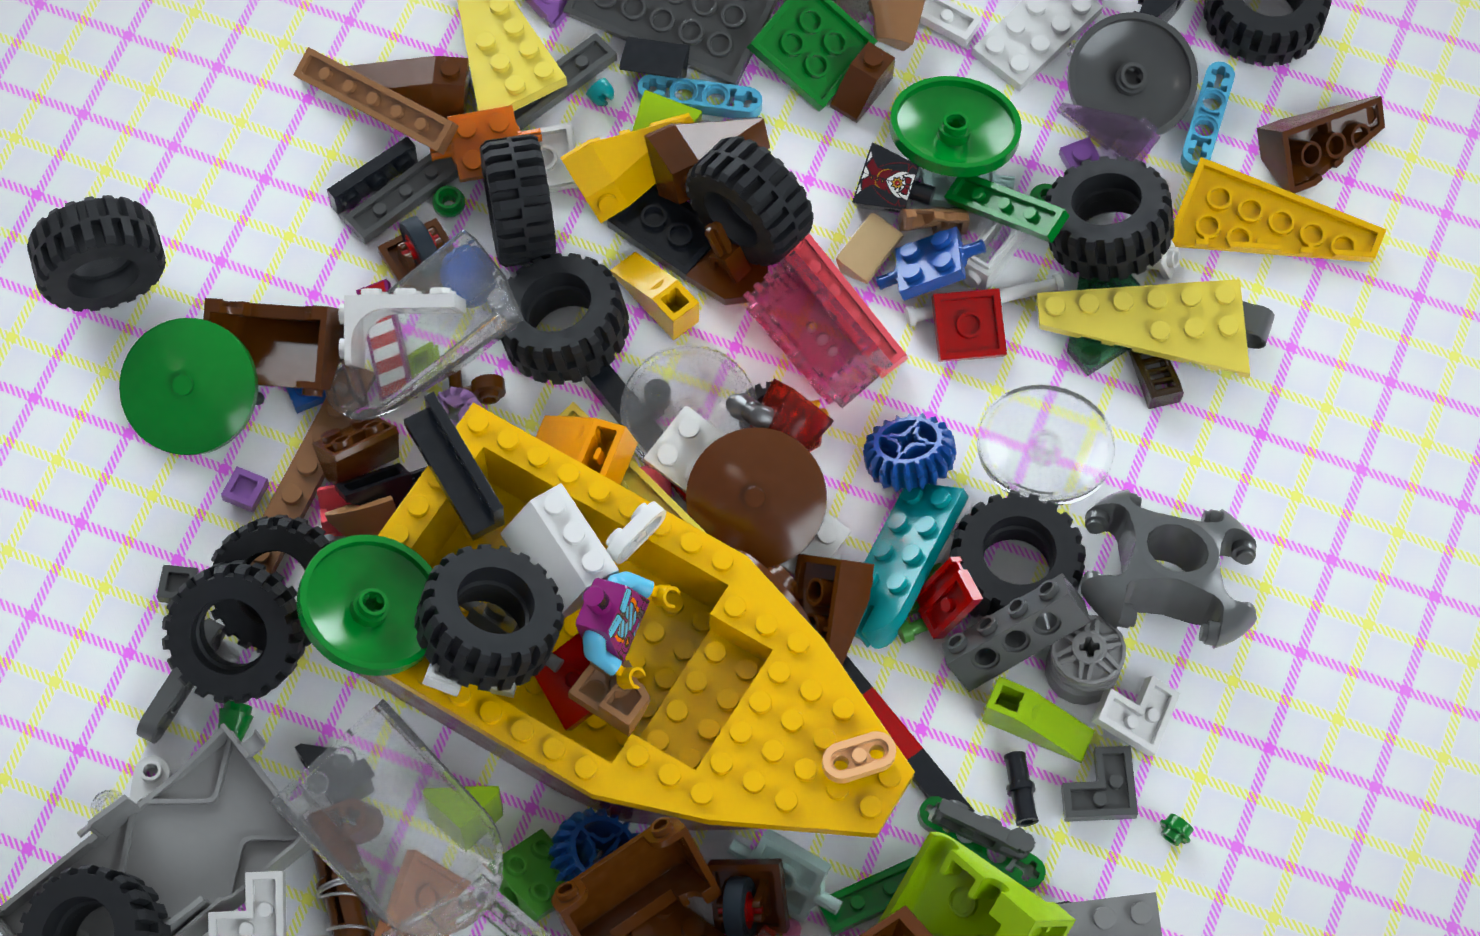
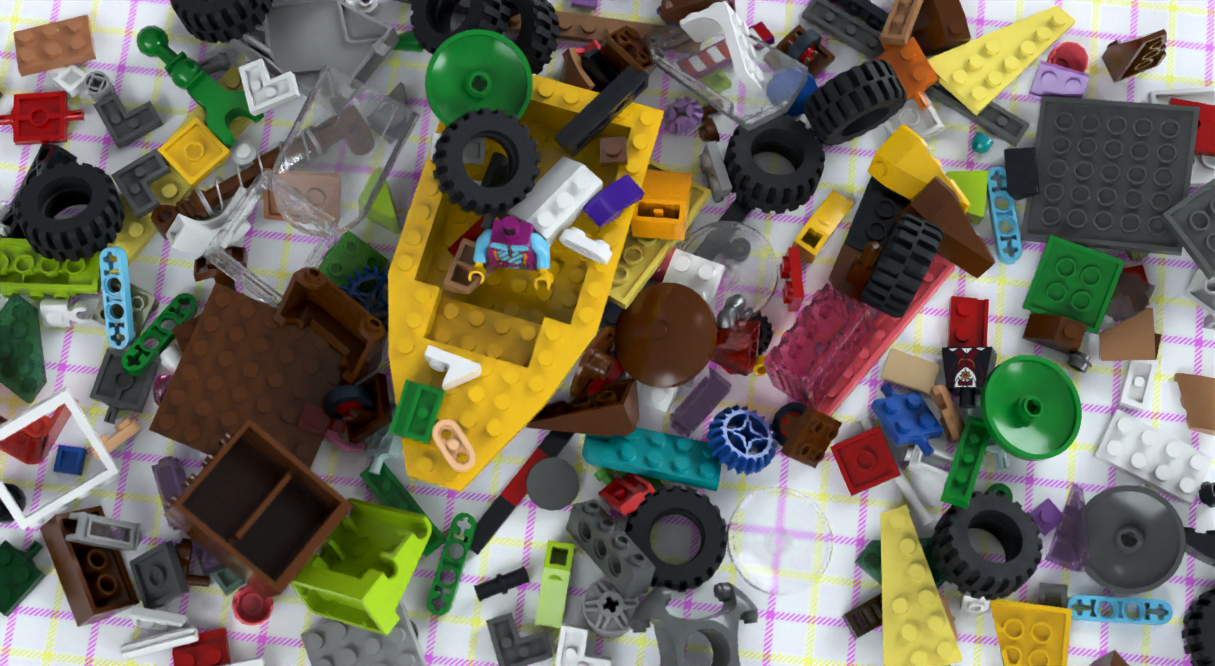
camera: 75 degrees right, 10 degrees up
(445, 194) = (850, 56): green plate -> none
(513, 471) = (613, 151): none -> reddish brown plate
(548, 390) = (715, 171): none -> light grey plate
(584, 483) = (612, 200): none -> dark purple slope
(722, 334) = (791, 271): none -> red plate
(756, 727) = (459, 369): none -> white slope
(802, 792) = (417, 412): none -> green plate
(826, 172) = (967, 322): none -> red plate
(850, 494) = (699, 403): none -> clear purple window
(905, 68) = (1079, 361): none -> dark grey plate
(905, 694) = (552, 484): none -> dark grey tile
(915, 381) = (804, 432): none -> reddish brown plate
(983, 830) = (454, 561): dark grey hinge -> none
(1178, 174) = (1053, 595): none -> dark grey plate

